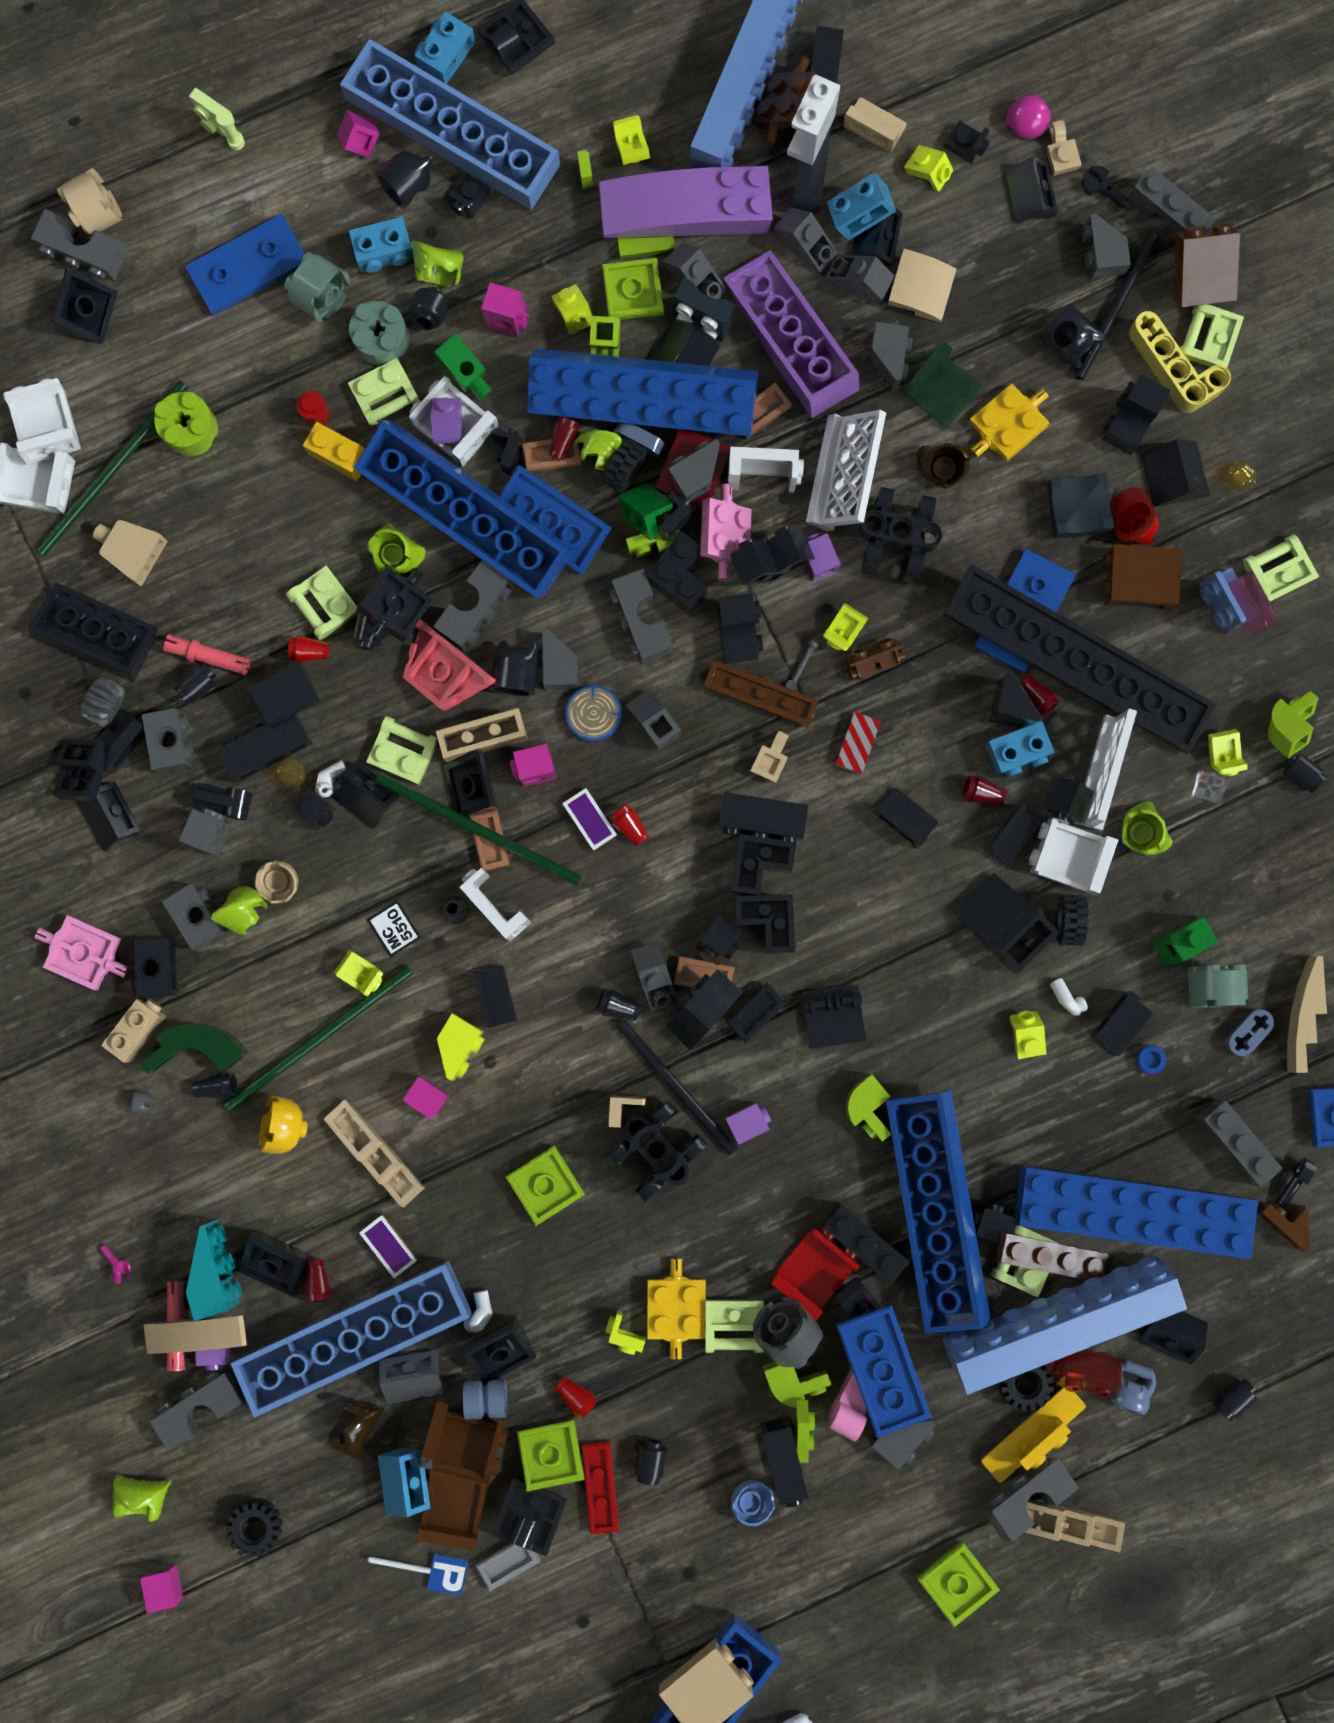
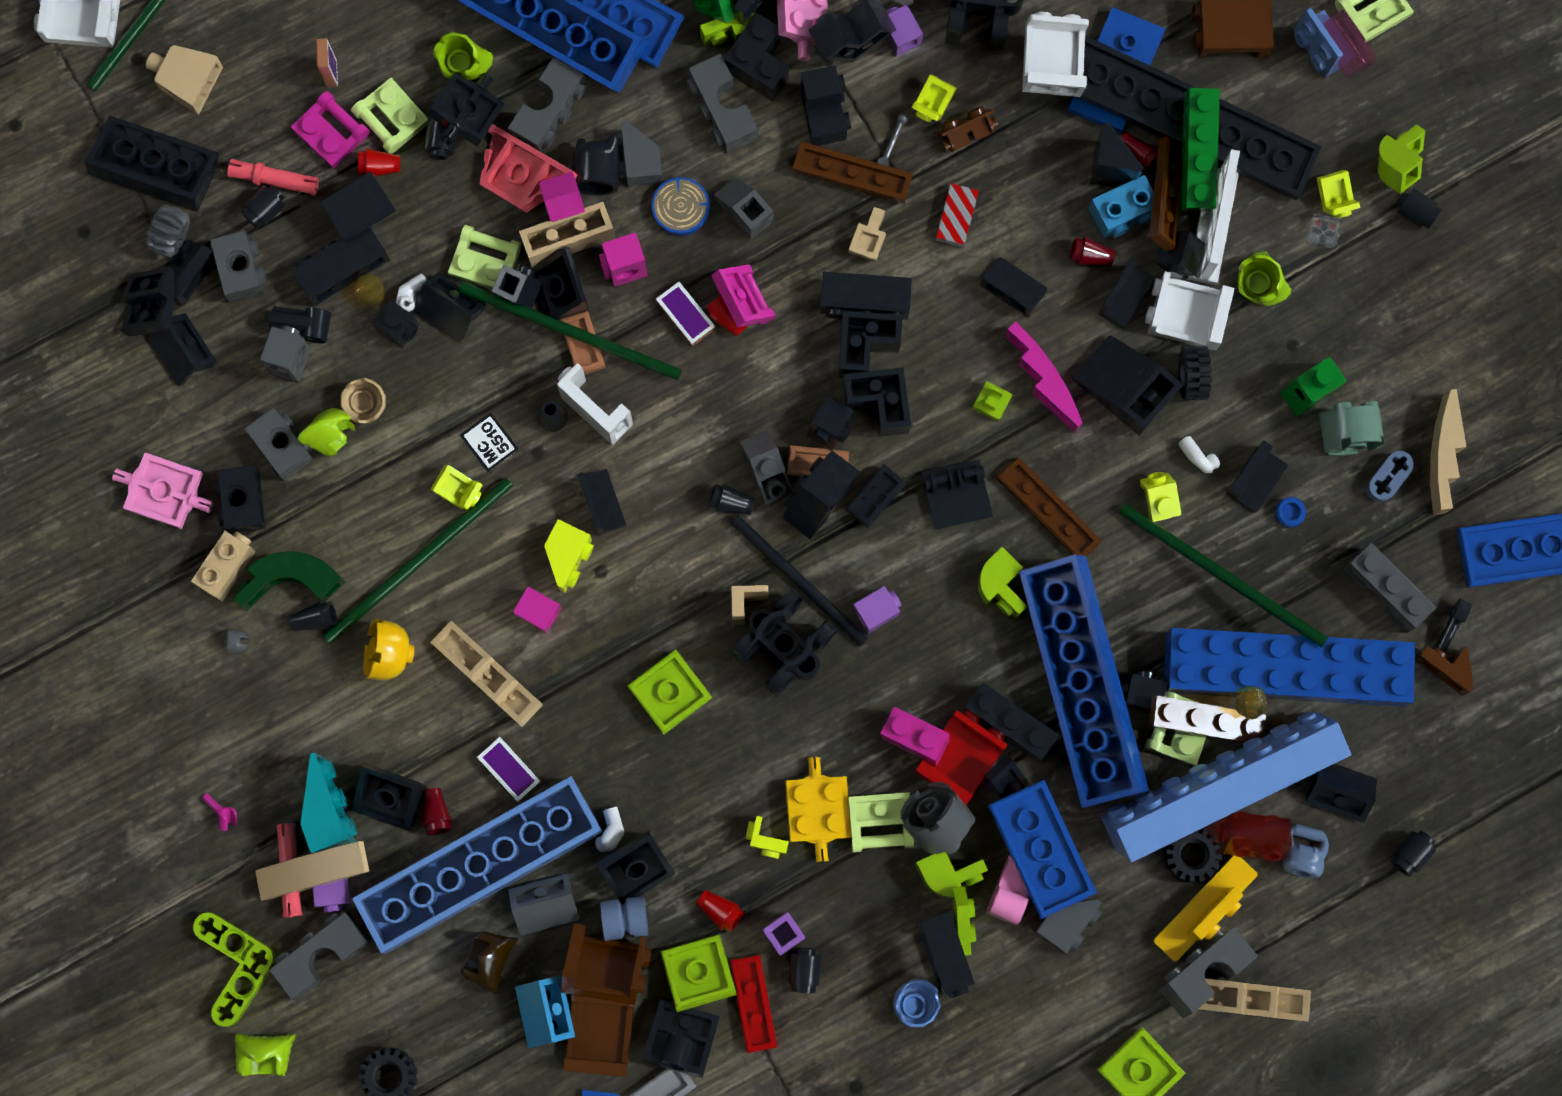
camera: 10 degrees left, 5 degrees down
(128, 1404) = (244, 957): none -> lime beam
(258, 619) = (324, 137): none -> dark pink plate
(264, 548) = (326, 63): none -> nougat tile
(431, 781) = (518, 285): none -> black brick
(479, 701) = (562, 196): none -> dark pink panel
(633, 1428) = (783, 934): none -> medium lavender brick
(645, 809) = (742, 296): none -> dark pink plate
(773, 1249) = (915, 736): none -> dark pink brick
(875, 928) = (992, 401): none -> lime tile
(920, 1038) = (1048, 509): none -> reddish brown tile
(932, 920) = (1050, 386): none -> dark pink slope
(965, 598) = (1054, 54): none -> white panel
(1061, 741) = (1166, 194): none -> reddish brown tile
(1083, 1121) = (1224, 575): none -> dark green piece
(1095, 1245) = (1251, 702): none -> clear yellow piece
(1098, 703) = (1200, 149): none -> green brick

